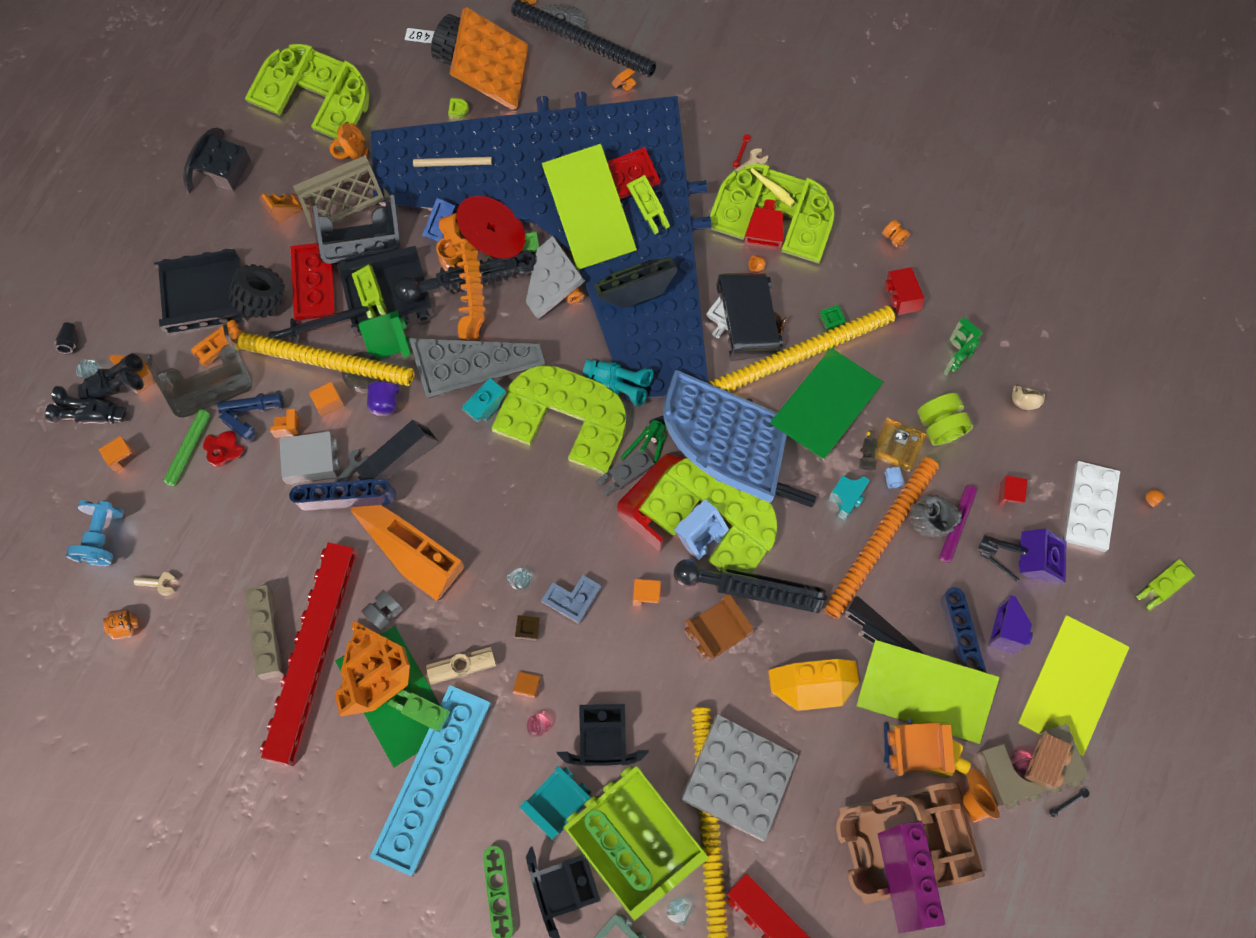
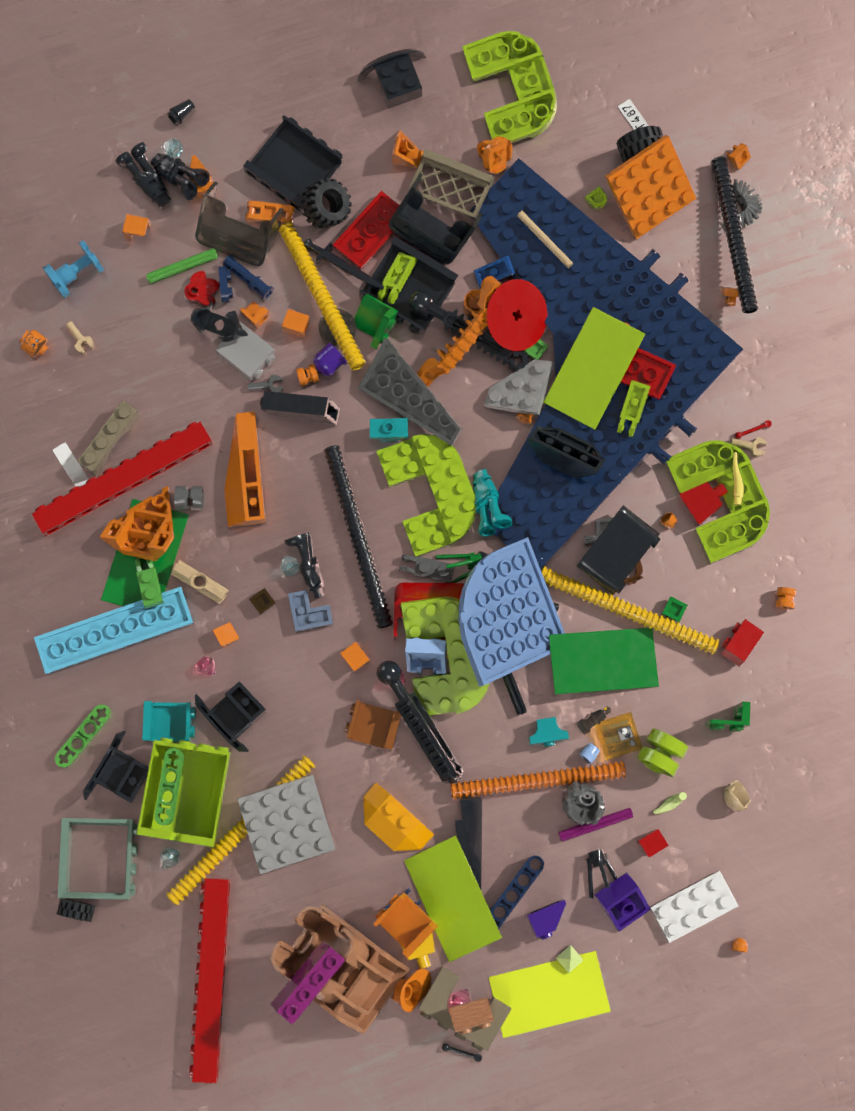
camera: 45 degrees right, 10 degrees up
(250, 464) = (205, 319): none -> black piece
(253, 688) = (70, 465): none -> white sticker
(351, 498) = (236, 392): dark blue beam -> none
(377, 426) = (311, 373): none -> orange wheel
(533, 562) = (308, 566): none -> black piece
(547, 502) = (358, 536): none -> black piece
(989, 450) = (671, 803): none -> yellowish green bar
(1057, 641) = (569, 959): none -> yellowish green slope
(1167, 583) = (681, 1002): lime hinge -> none

